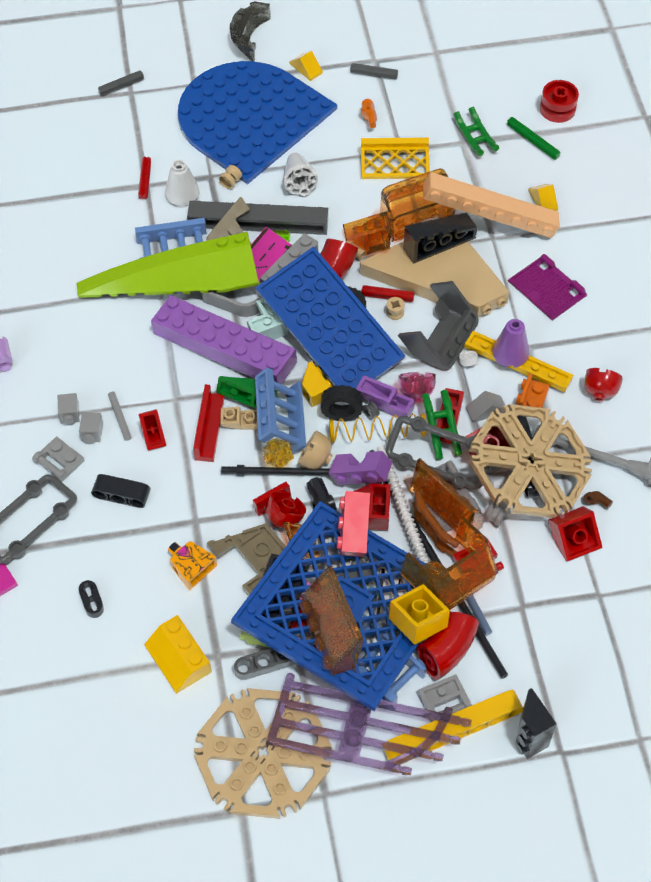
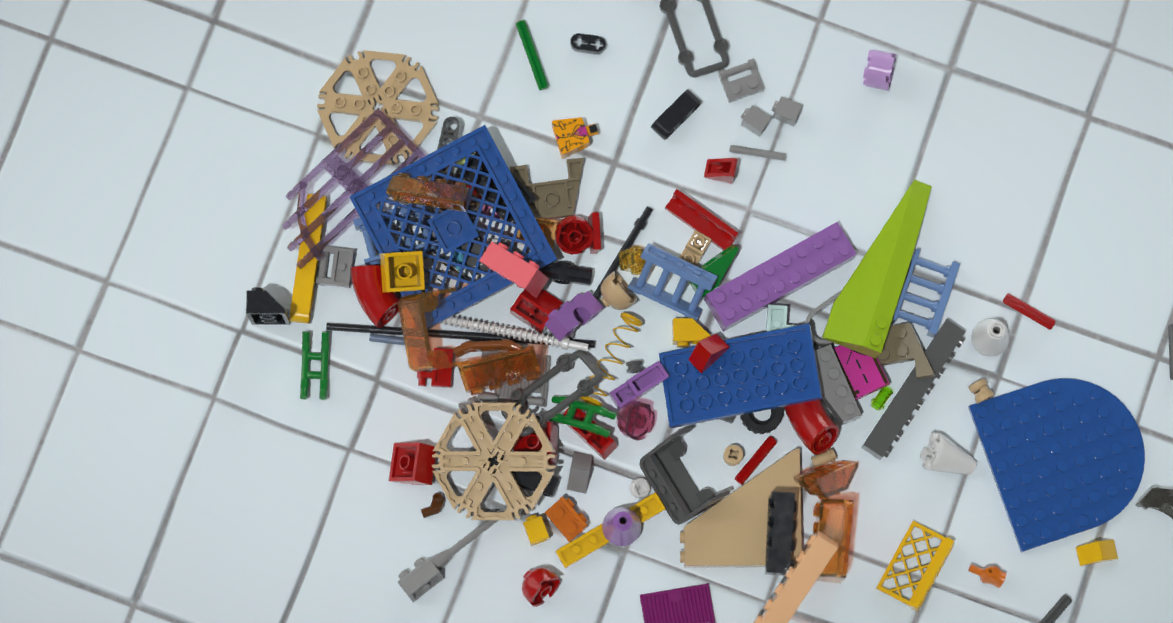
camera: 115 degrees right, 20 degrees up
(129, 641) = (532, 55): none -> green axle
(177, 654) = (496, 85): yellow slope -> none
(325, 352) = (707, 352): none -> red slope
(341, 394) = (650, 339): black tyre -> none
(551, 653) = (306, 374): none -> green piece
(563, 407) = (535, 530): none -> yellow brick

